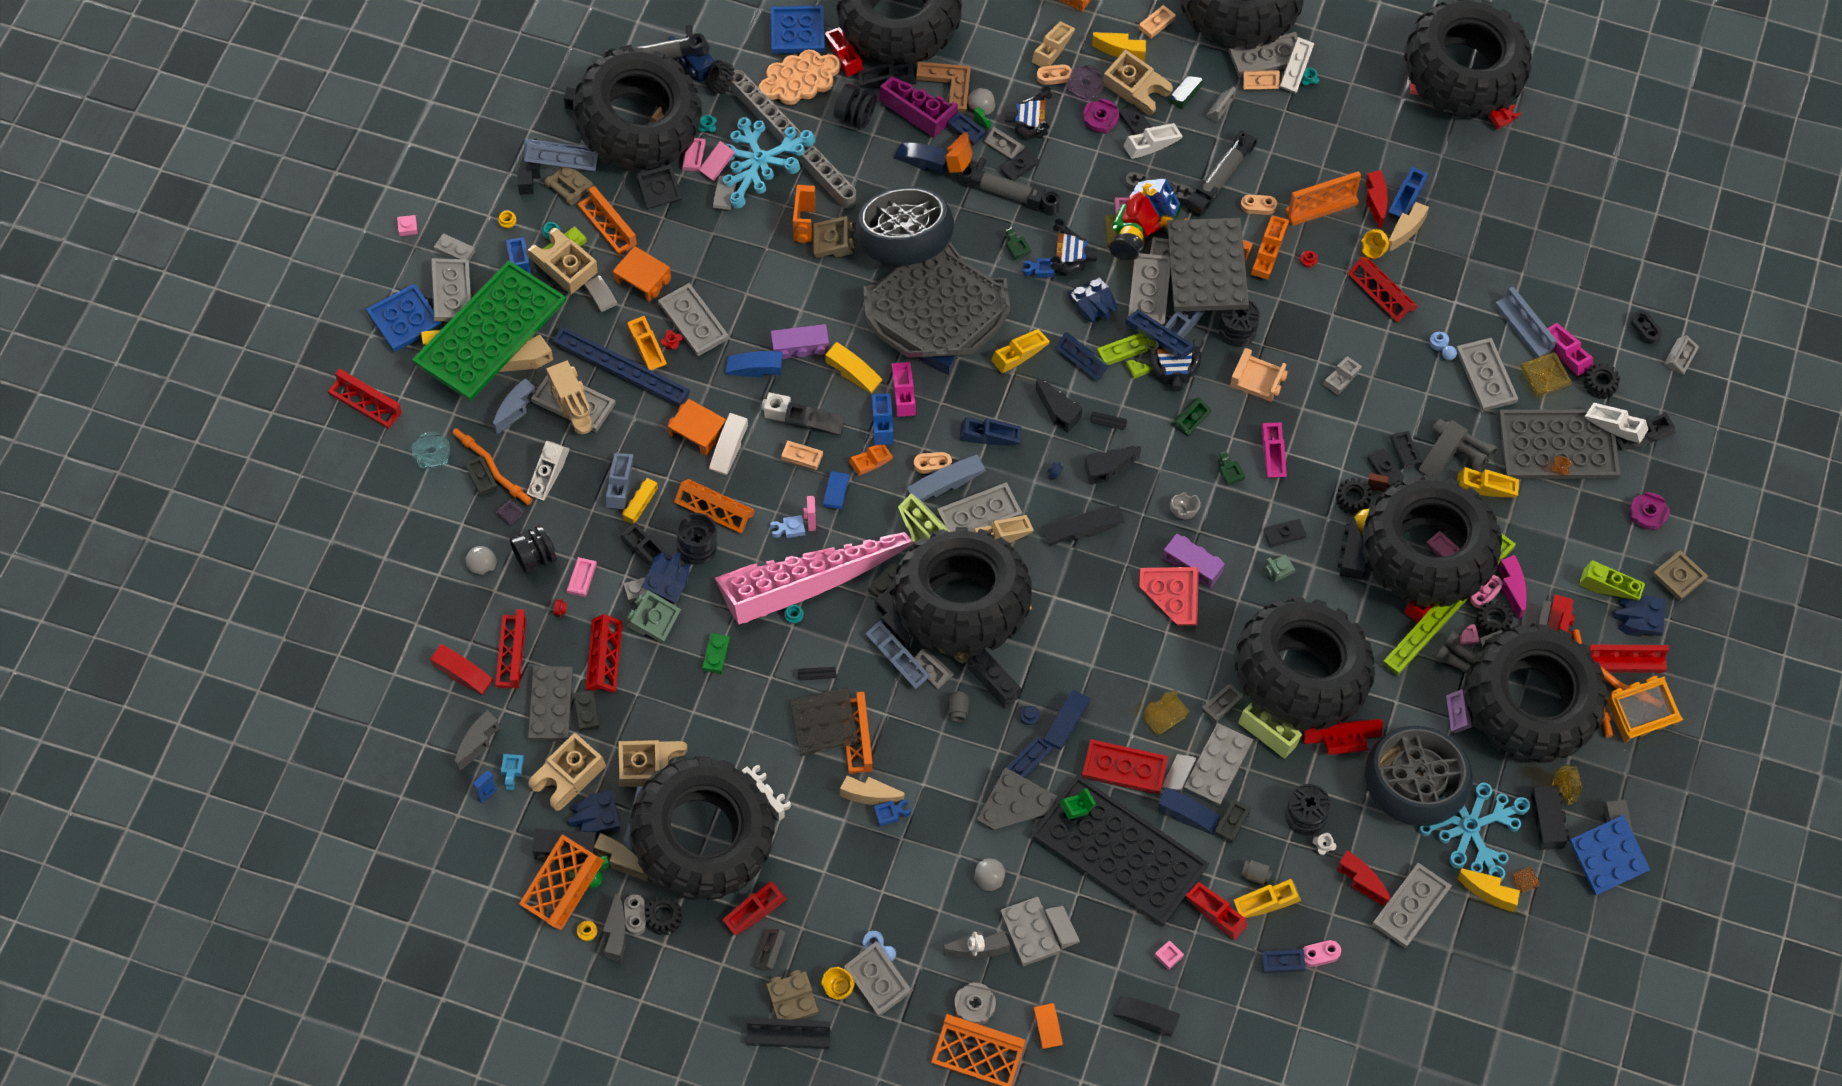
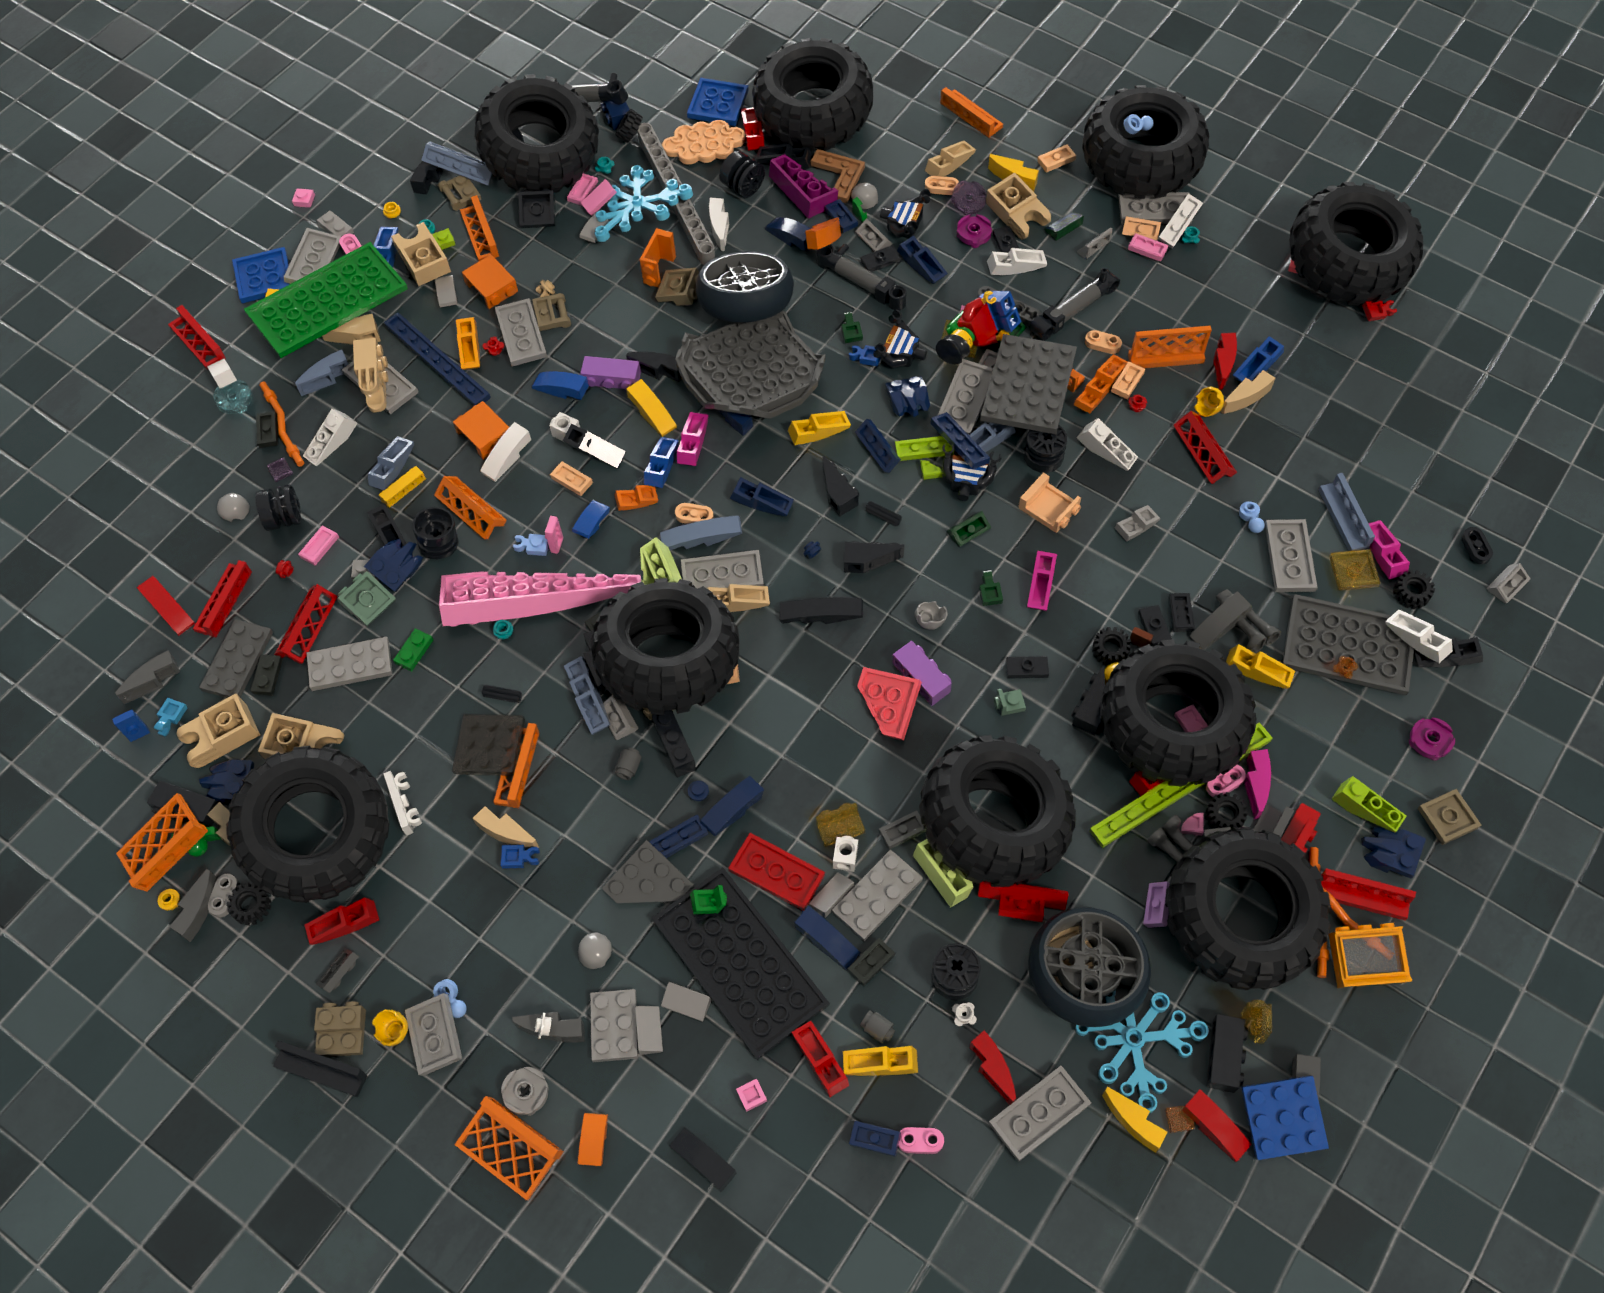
camera: 20 degrees right, 0 degrees up
(413, 429) = (222, 373): none -> white slope
(487, 267) = (349, 243): none -> bright pink plate
(661, 681) = (349, 663): none -> light grey plate
(702, 267) = (545, 287): none -> tan plate
(710, 294) = (545, 313): none -> dark tan plate
(843, 322) = (656, 364): none -> black slope
(847, 161) = (719, 221): none -> white slope
(1061, 159) = (921, 260): none -> dark blue slope
(1085, 895) = (686, 1001): none -> light grey slope
(1180, 743) = (845, 862): none -> white brick
(1272, 98) = (1148, 247): none -> bright pink plate
(1292, 306) = (1105, 443): none -> white slope
(1293, 238) = (1128, 380): none -> light nougat plate
(1557, 876) = (1217, 1125): none -> red slope

